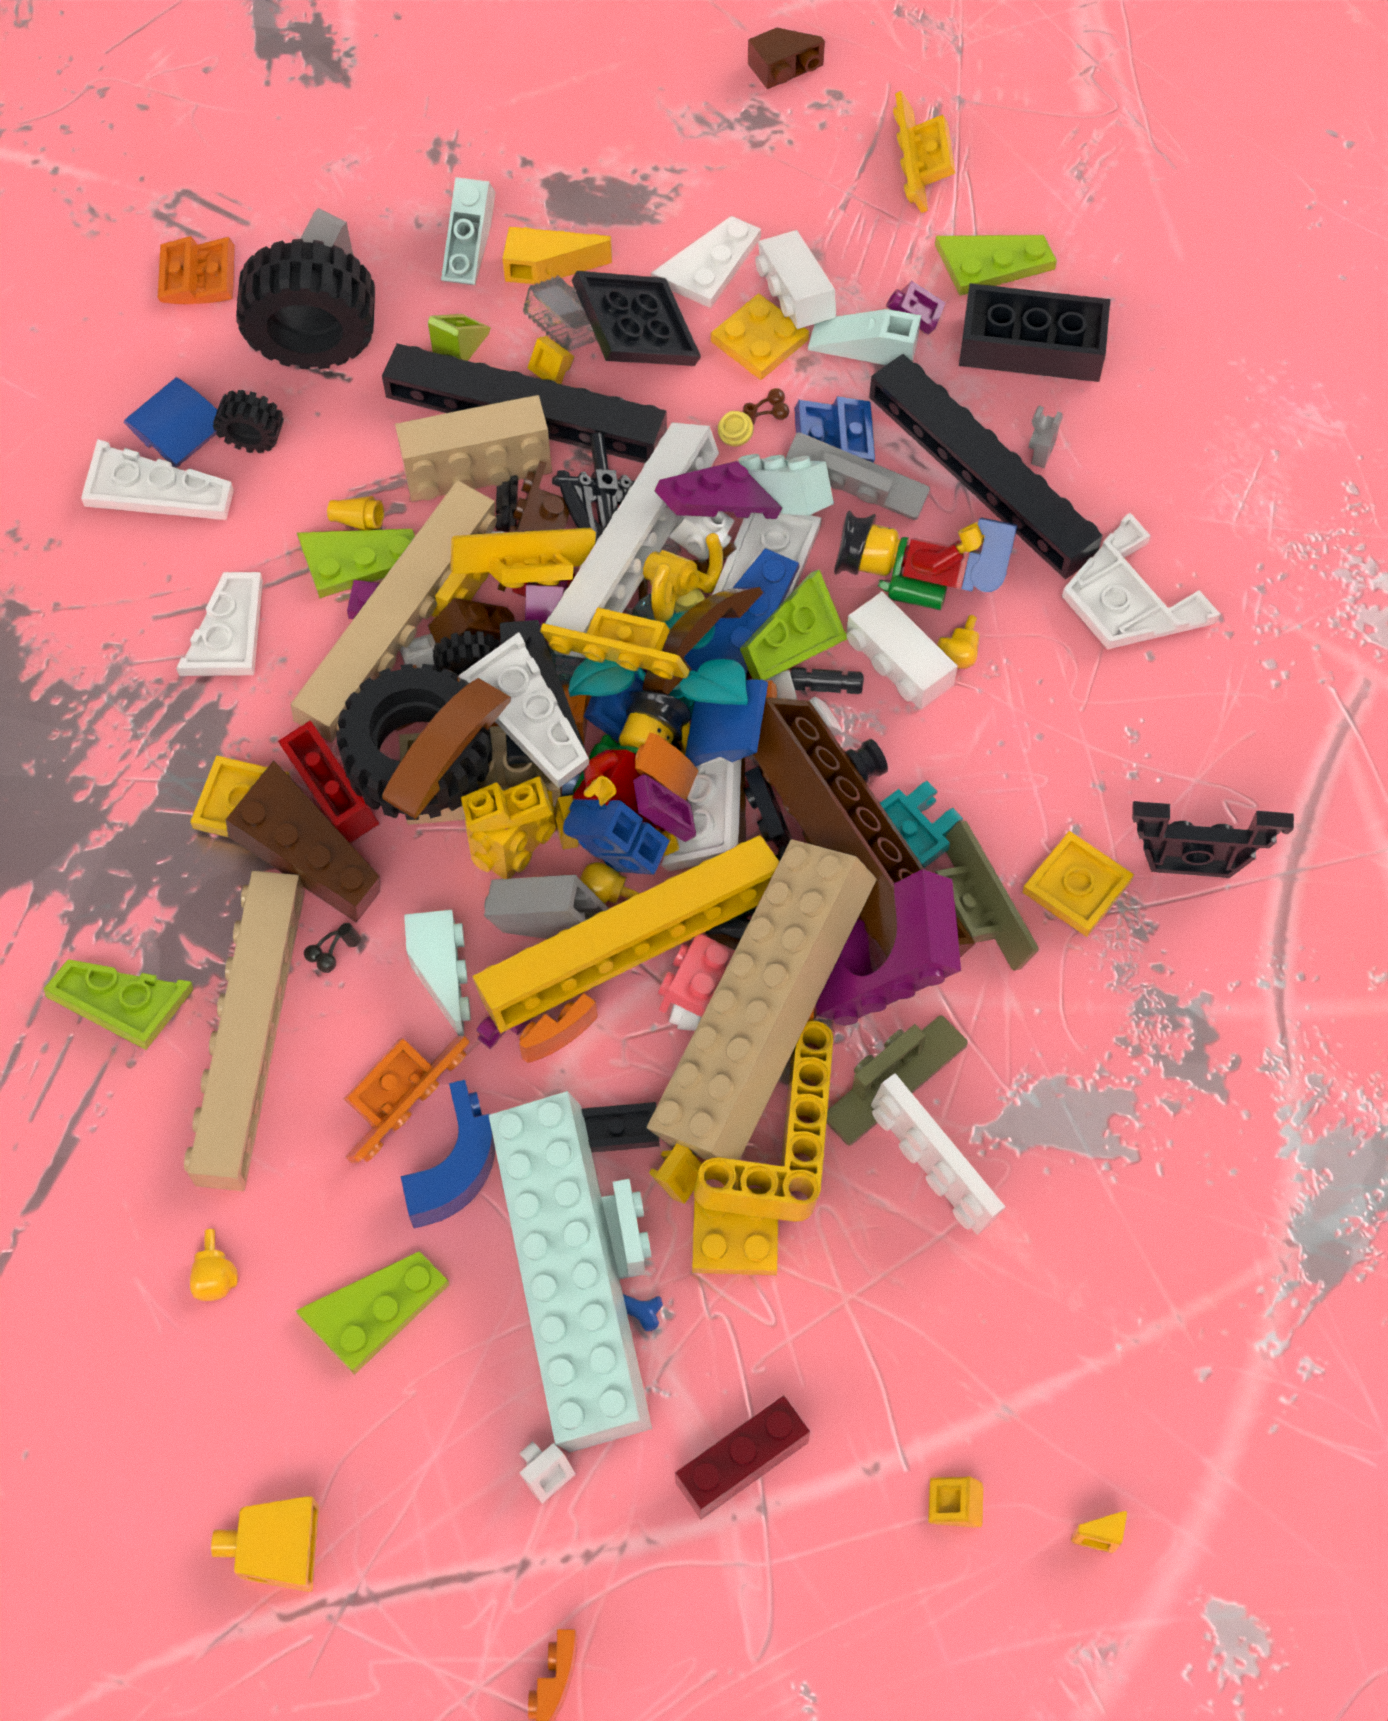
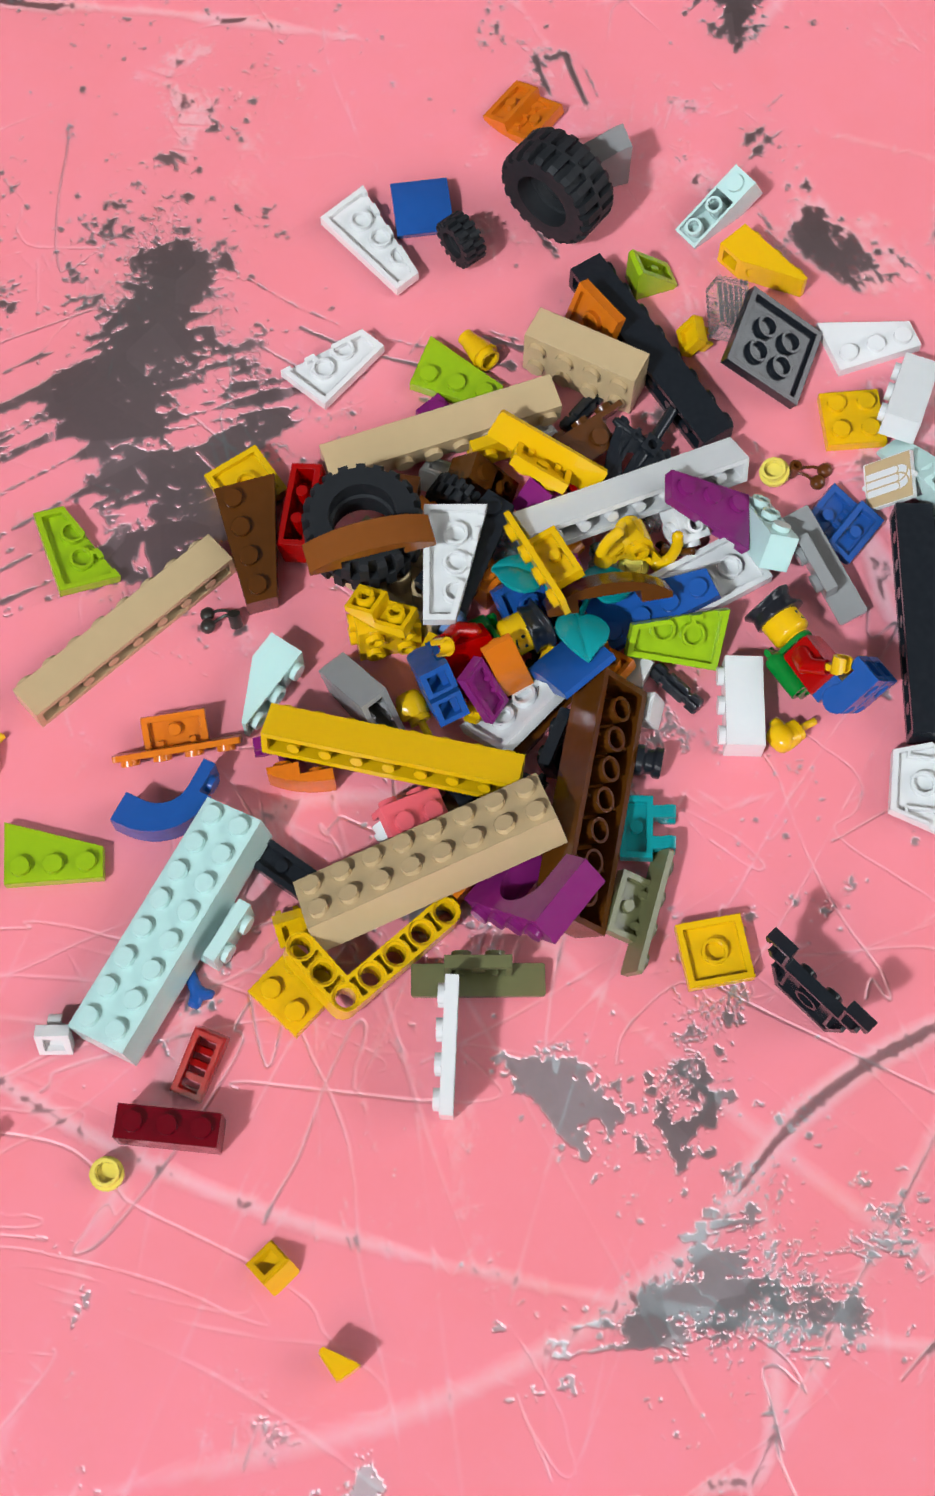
camera: 40 degrees right, 5 degrees up
(444, 393) = (594, 310): none -> orange plate
(718, 1555) = (107, 1173): none -> light yellow plate
(719, 1353) = (188, 1058): none -> red slope
(846, 361) = (890, 480): none -> piece

